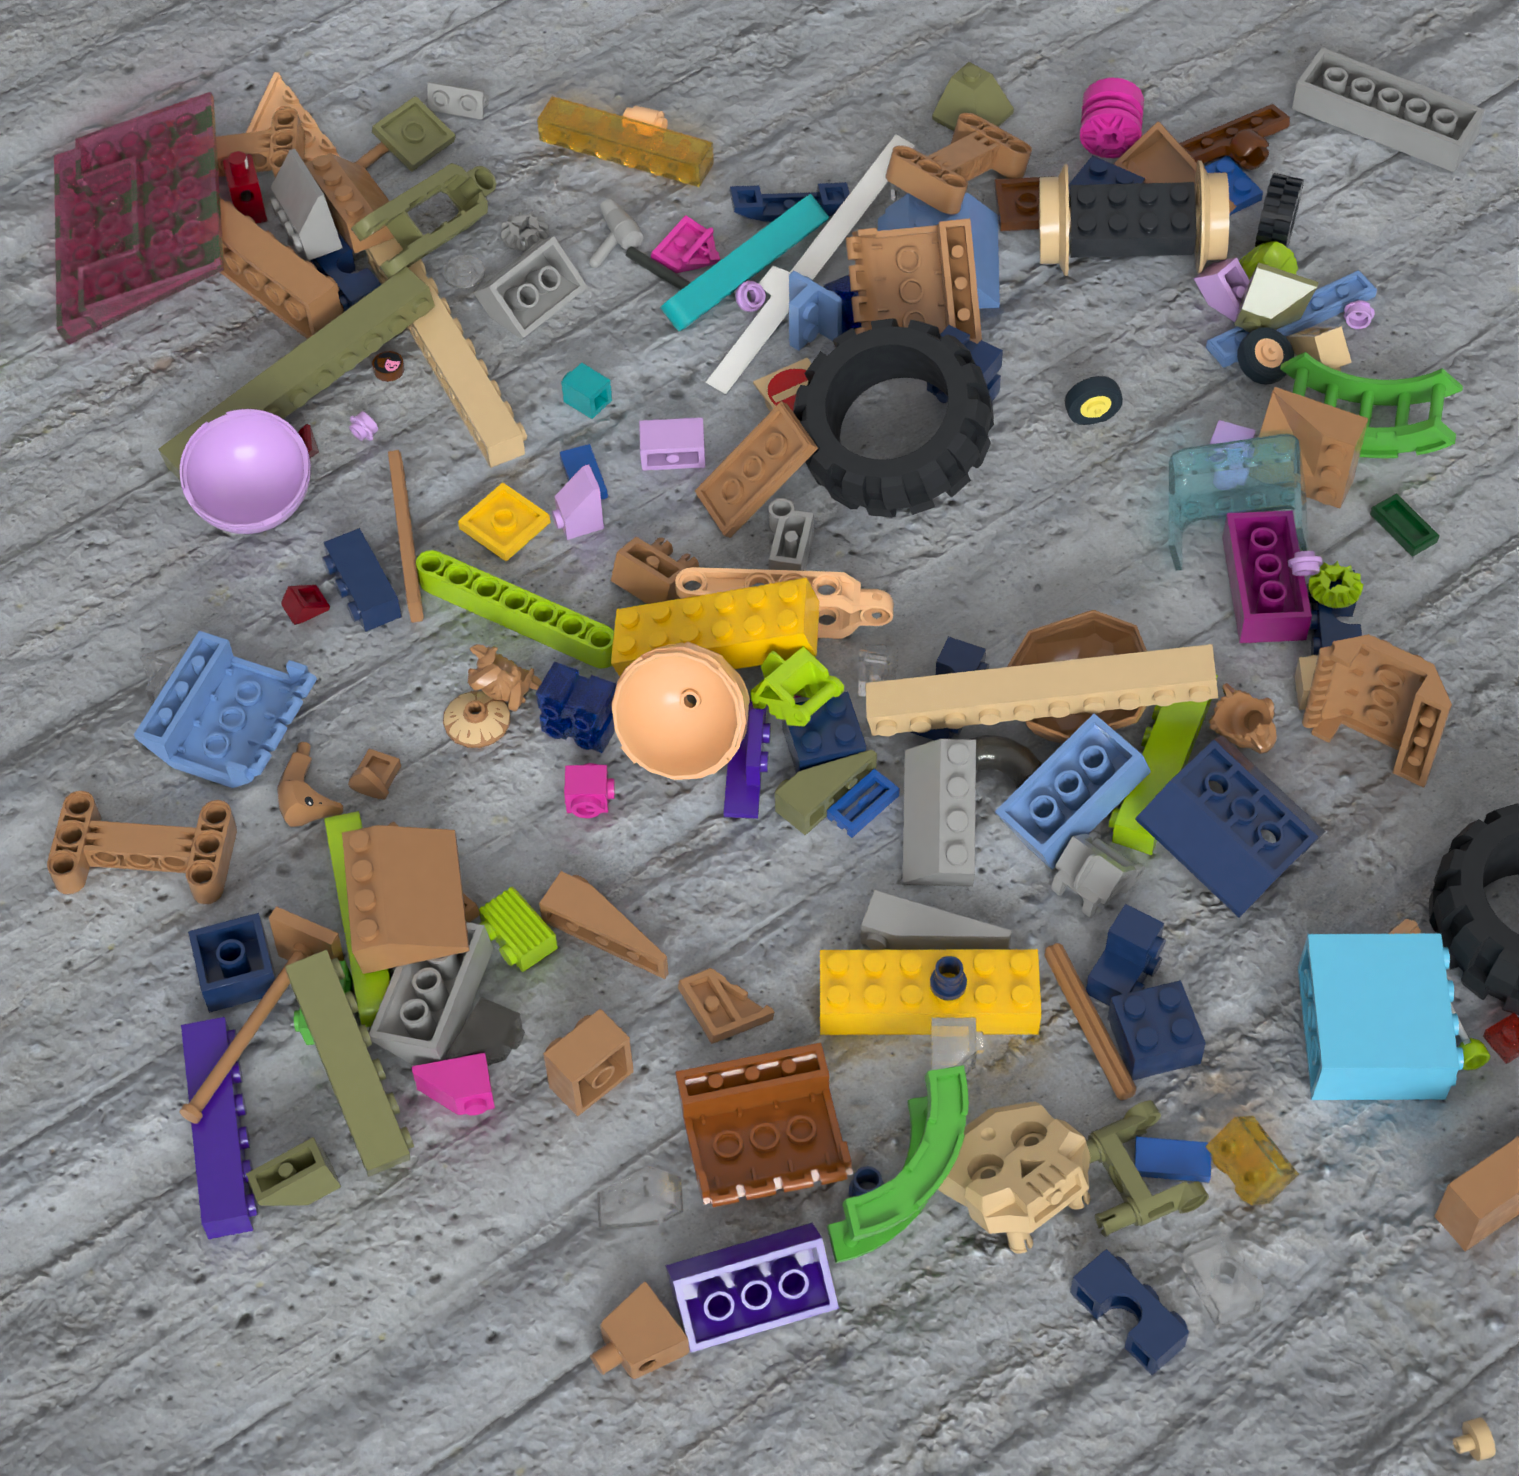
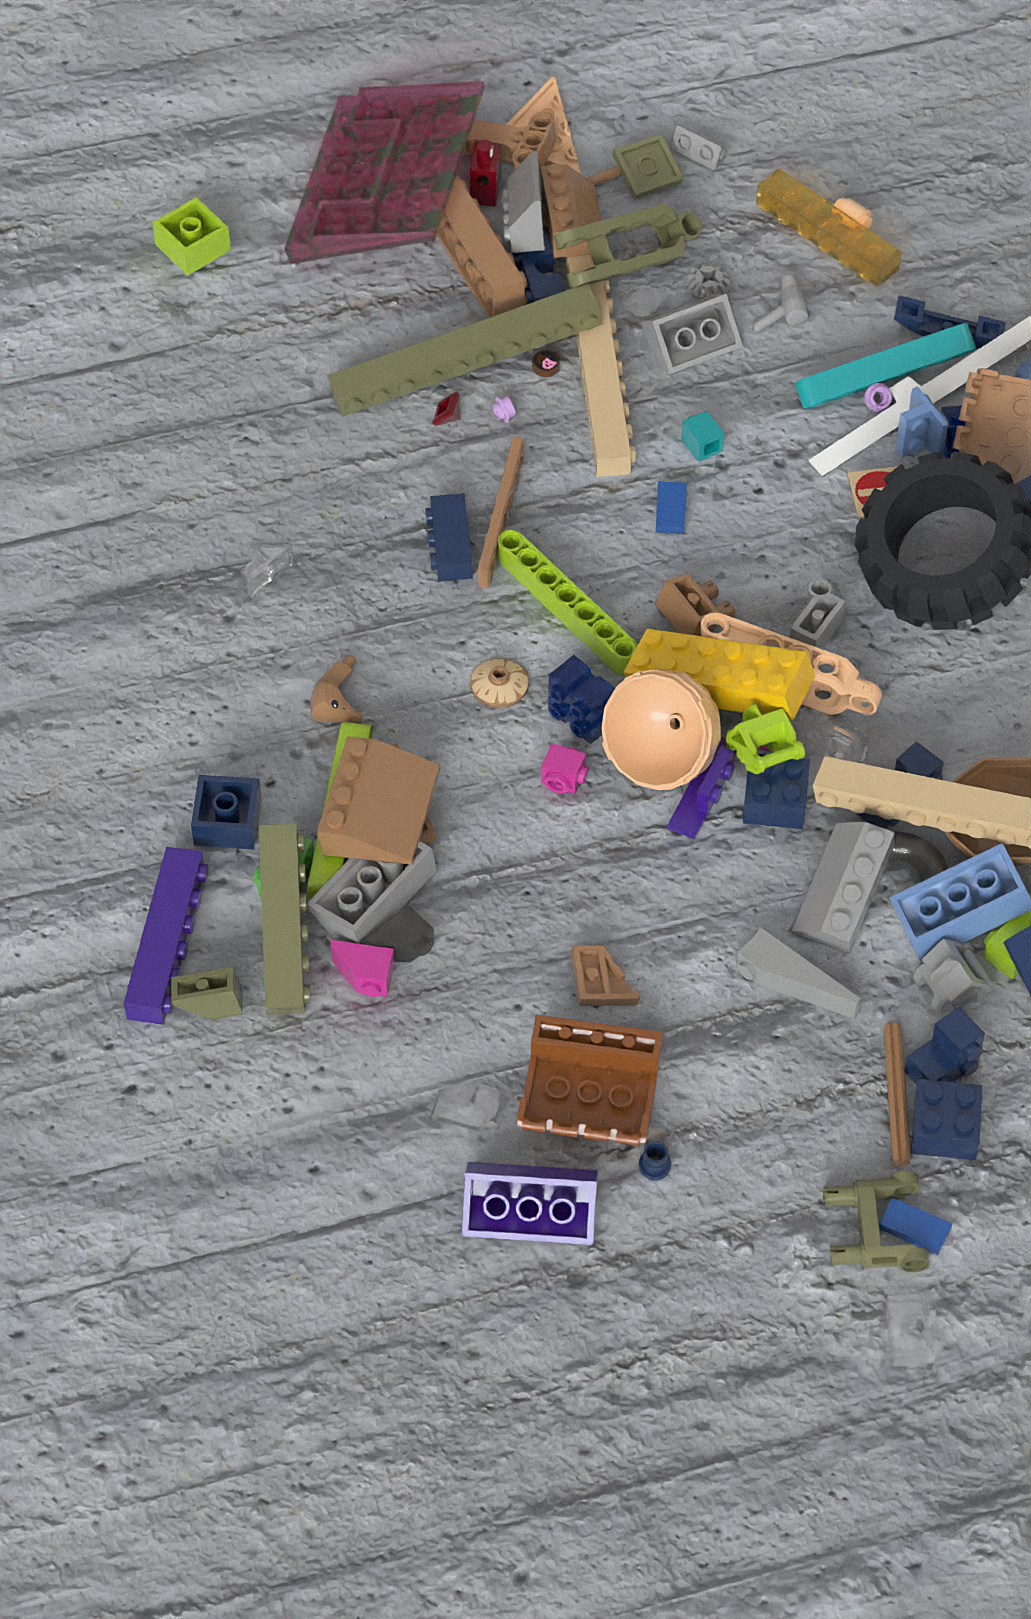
camera: 20 degrees right, 0 degrees up
(142, 847) = (151, 679): medium nougat beam -> none
(222, 712) = (294, 609): medium blue slope -> none
(245, 471) = (388, 416): lavender piece -> none
(294, 941) = (279, 809): medium nougat tile -> none
(304, 603) = (397, 541): dark red slope -> none
(375, 774) = (398, 700): medium nougat tile -> none
(501, 677) = (529, 653): medium nougat hair -> none
(504, 521) = (587, 526): yellow plate -> none
(517, 929) = (460, 862): lime brick -> none
(579, 505) = (653, 532): lavender slope -> none
(587, 915) = (518, 866): medium nougat slope -> none
(588, 1061) = (472, 984): medium nougat brick -> none
(640, 1336) = (426, 1208): medium nougat torso -> none
(656, 268) = (808, 347): pearl dark grey bar -> none
(672, 444) = (755, 504): lavender brick -> none
(687, 247) = (841, 337): dark pink slope -> none
(756, 469) = (812, 548): medium nougat tile -> none
(814, 790) = (754, 833): olive slope -> none
(870, 813) = (789, 860): blue tile -> none
(893, 996) = (772, 1024): yellow brick -> none
(934, 1145) = (666, 1179): bright green fence -> none
(945, 987) = (785, 1024): dark blue piece -> none
(955, 1043) = (770, 1079): clear slope -> none
(1019, 1171) = (778, 1187): tan brick -> none
(1110, 1285) = (816, 1303): dark blue arch -> none
(1251, 1160) = (977, 1248): clear yellow brick -> none

